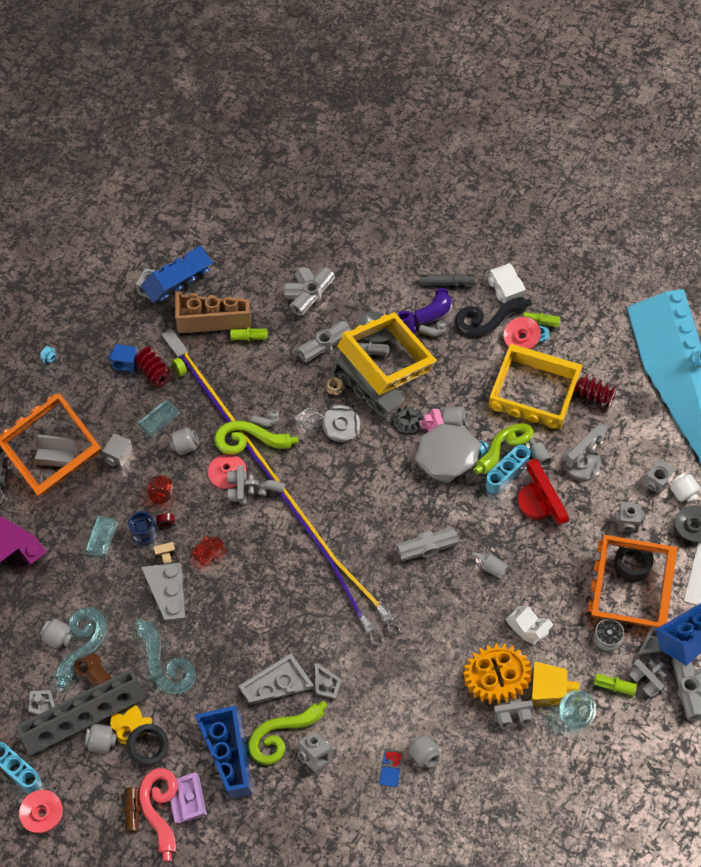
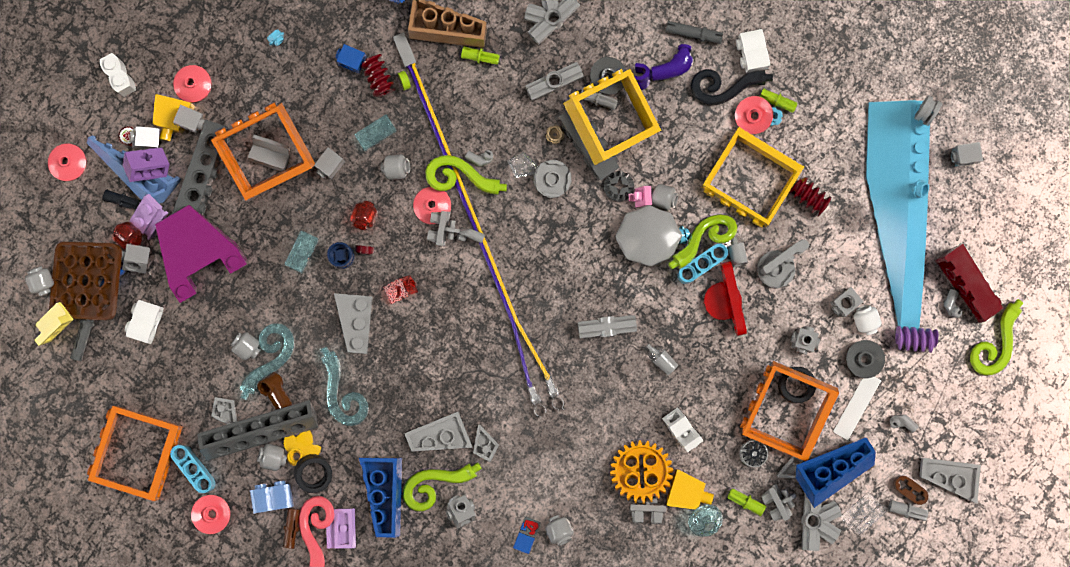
camera: 10 degrees right, 25 degrees up
(106, 780) = (272, 497): none -> medium blue brick
(165, 550) = (358, 281): tan tile -> none
(434, 331) = (668, 90): light grey arm -> none
(681, 290) = (928, 110): none -> light grey wheel

